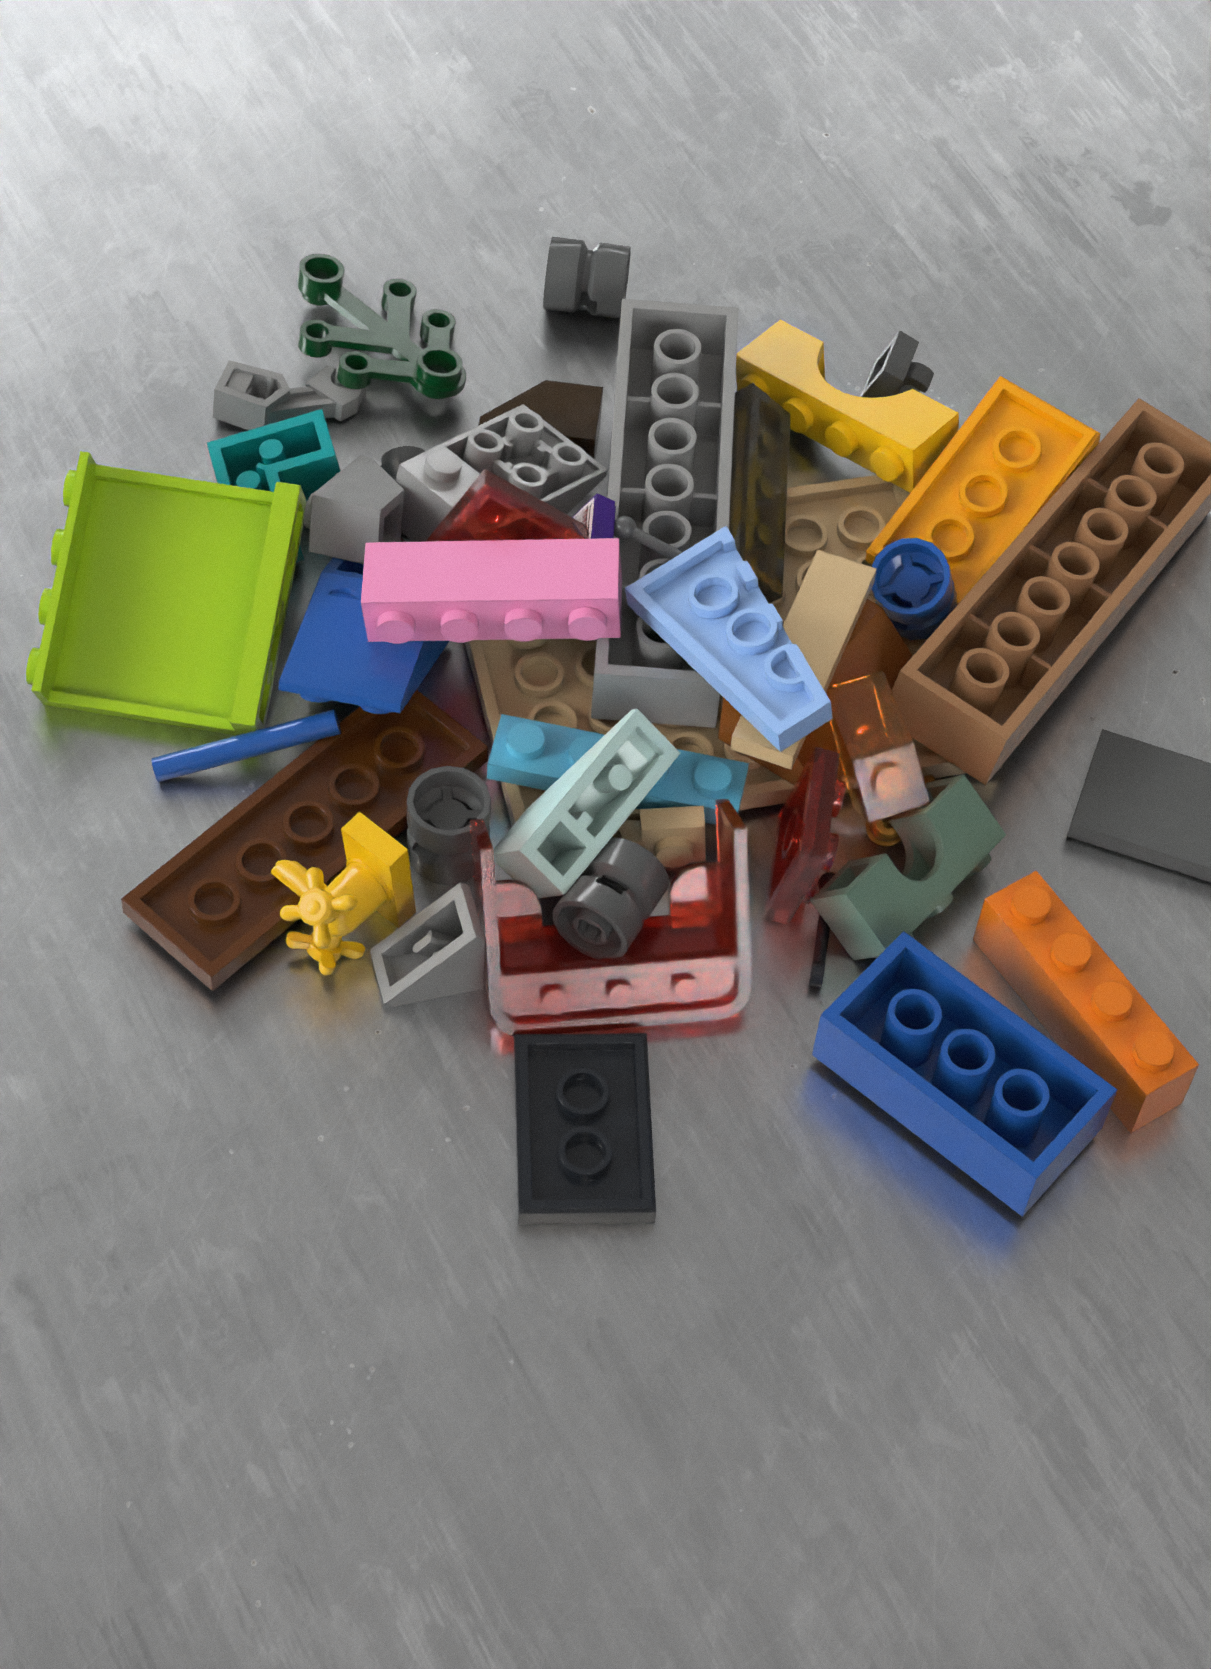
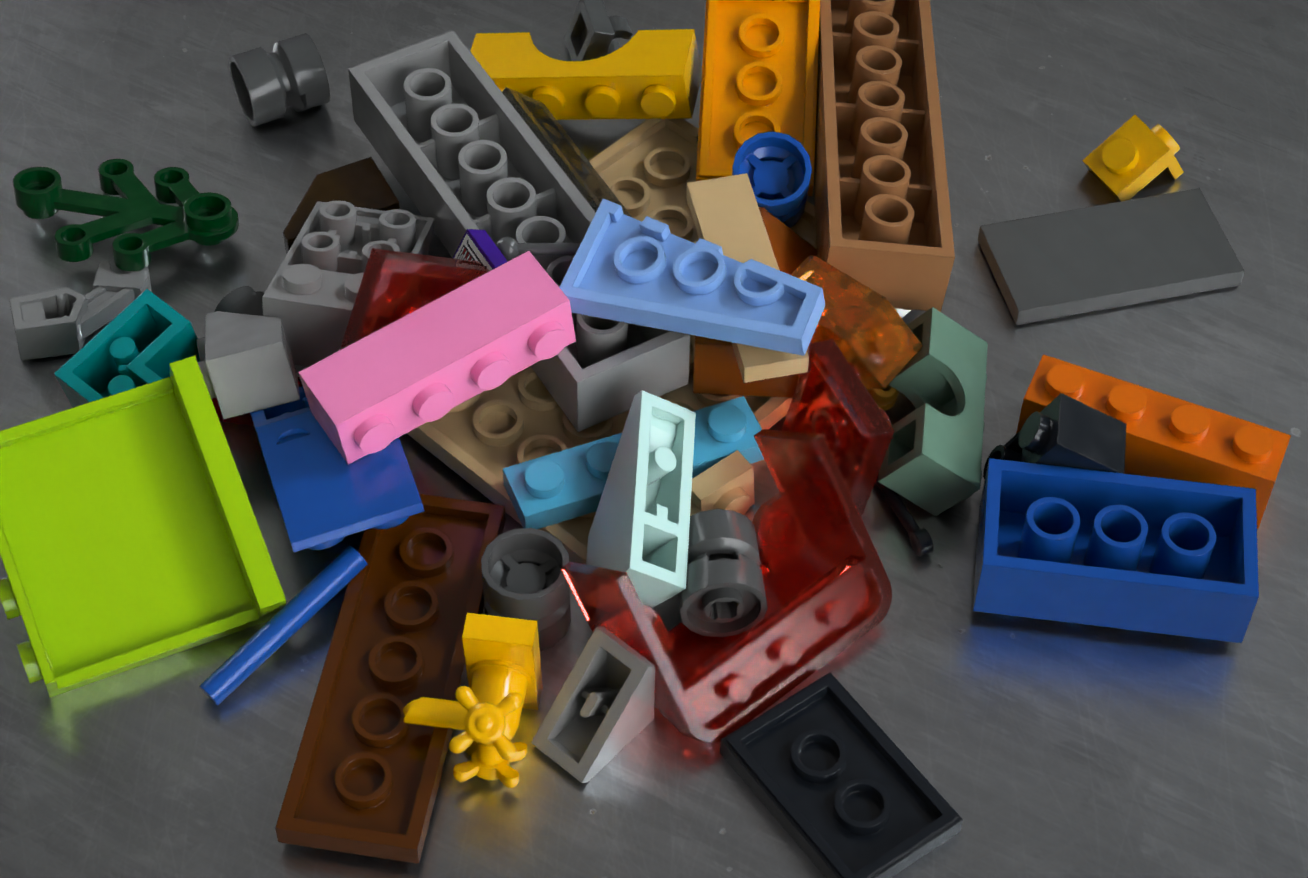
camera: 30 degrees left, 5 degrees down
(991, 956) = (1067, 436): none -> black slope

